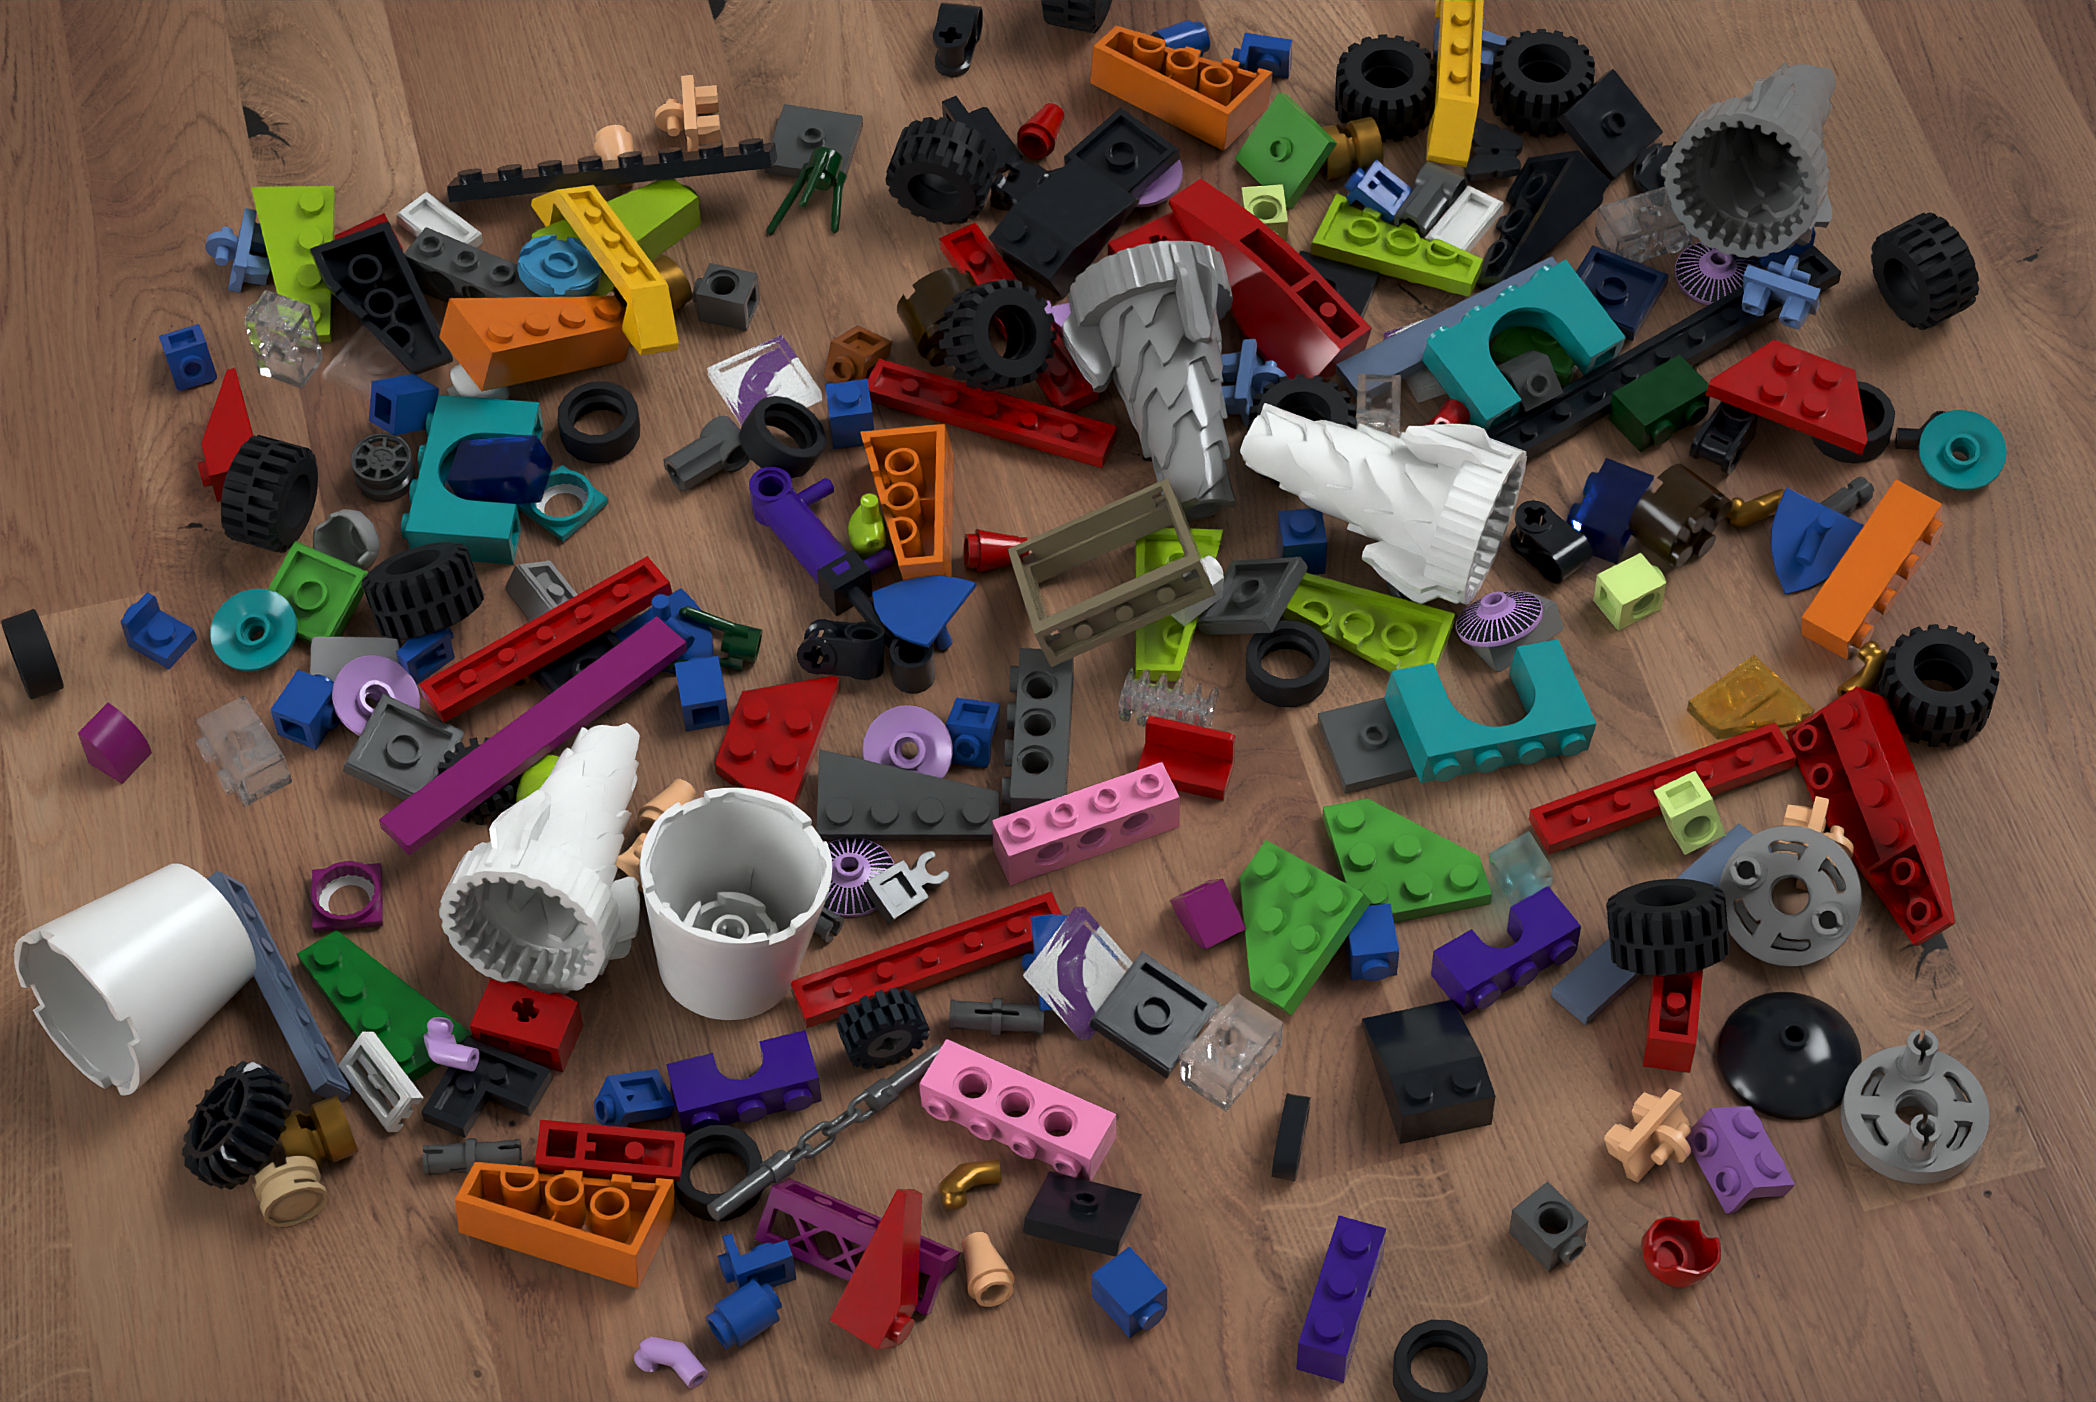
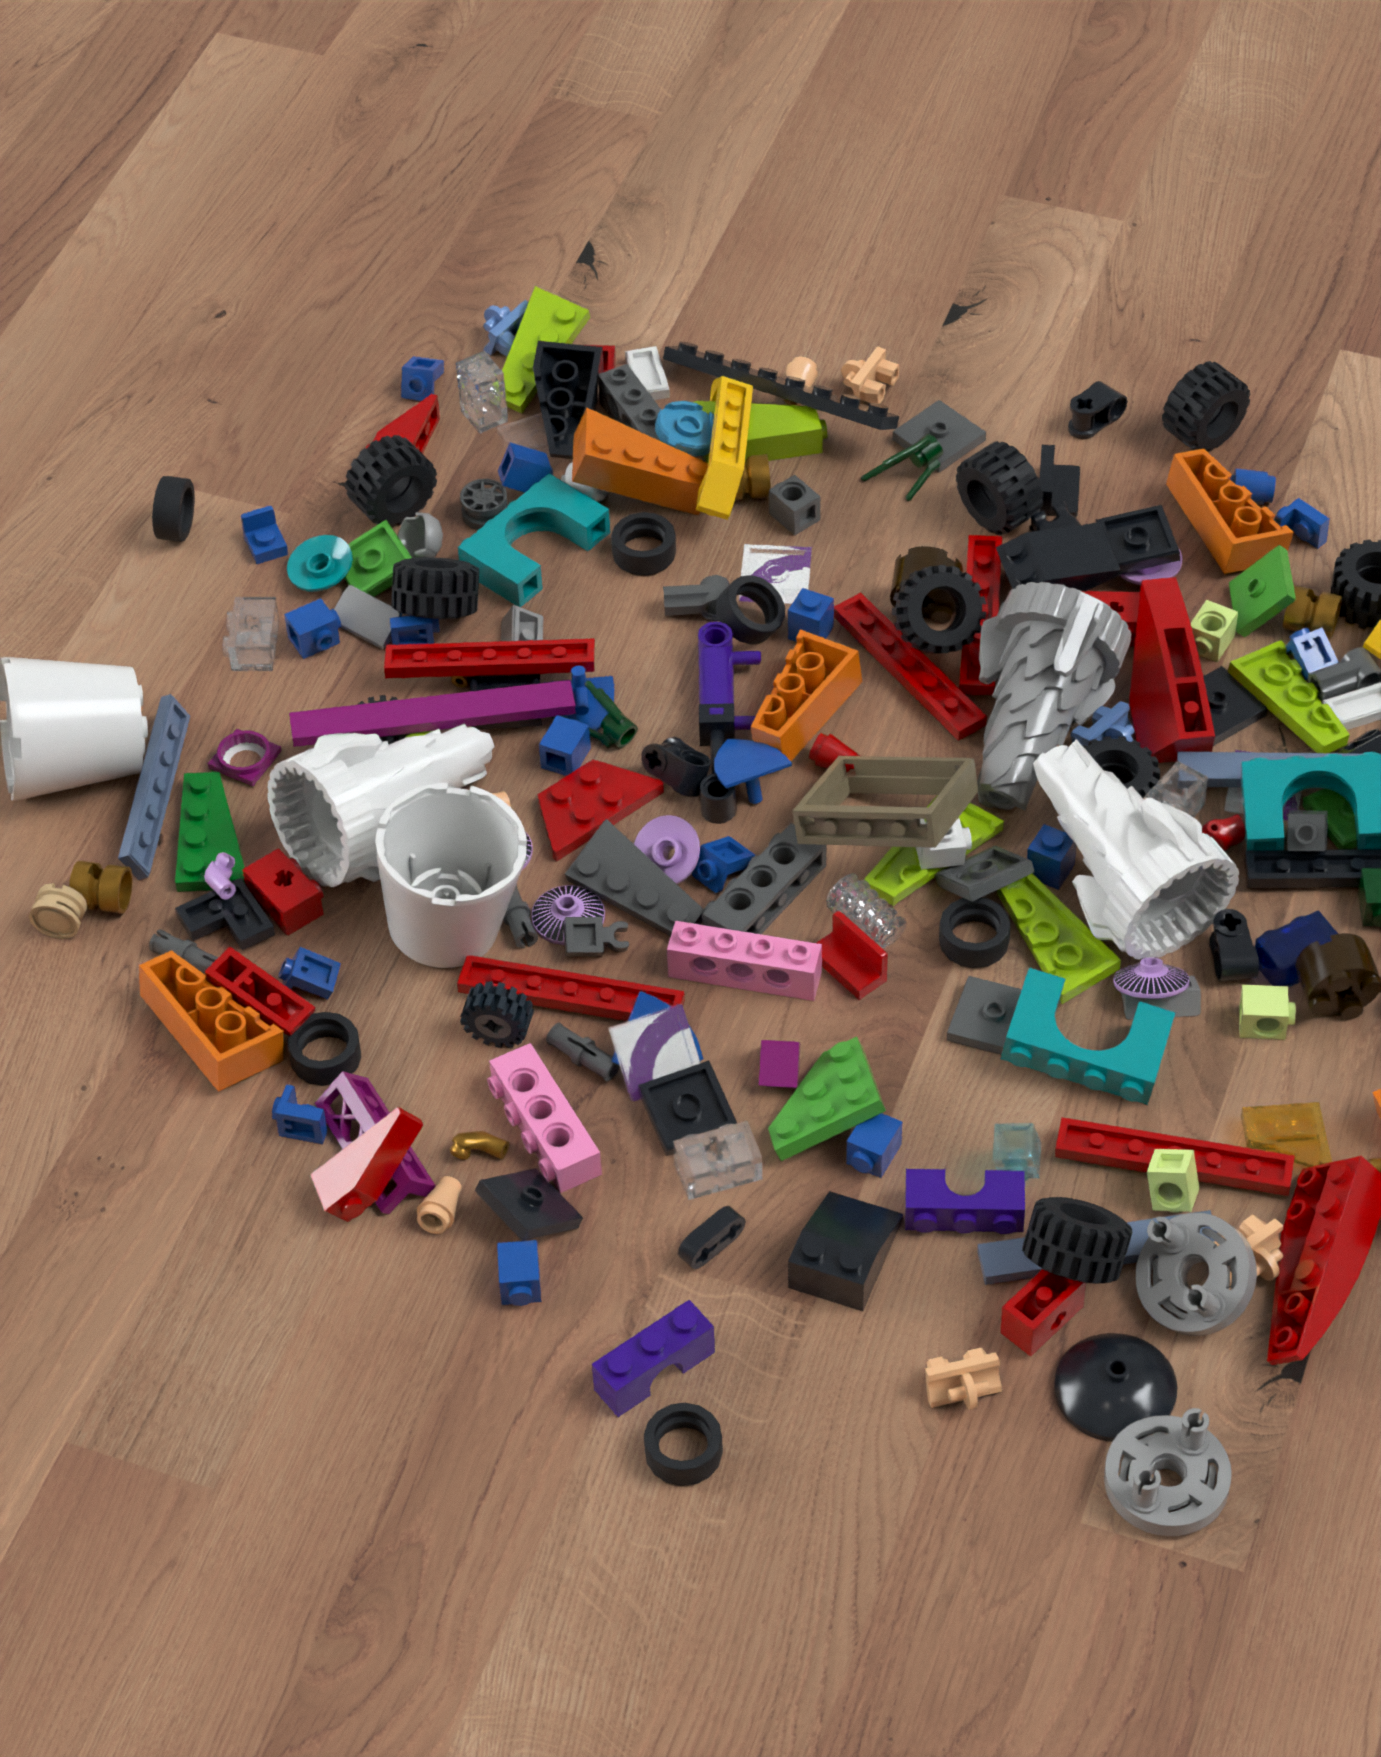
camera: 35 degrees right, 5 degrees down
(114, 743) = (180, 588): magenta brick -> none
(236, 1125) = (54, 851): black gear -> none
(370, 678) = (359, 627): lavender dish -> none
(383, 1075) = (167, 876): white tile -> none
(401, 748) = (348, 678): dark grey plate -> none
(501, 470) = (551, 540): clear blue brick -> none
(572, 482) = (580, 569): teal piece -> none
(670, 1353) = (204, 1142): lavender arm -> none
(744, 1314) = (266, 1143): blue brick -> none
(782, 1083) = (411, 1014): dark purple arch -> none
(783, 1163) = (359, 1062): dark grey piece -> none
(854, 354) = (849, 580): dark orange bracket -> none
(867, 528) = (756, 692): lime piece -> none
(1041, 132) = (1100, 500): red cone -> none
(1403, 862) = (943, 1106): bright green plate -> none
(1544, 1209) = (837, 1382): dark grey brick -> none
(1679, 1252) = (912, 1465): red hair -> none
(1738, 1157) = (1015, 1430): medium lavender bracket -> none

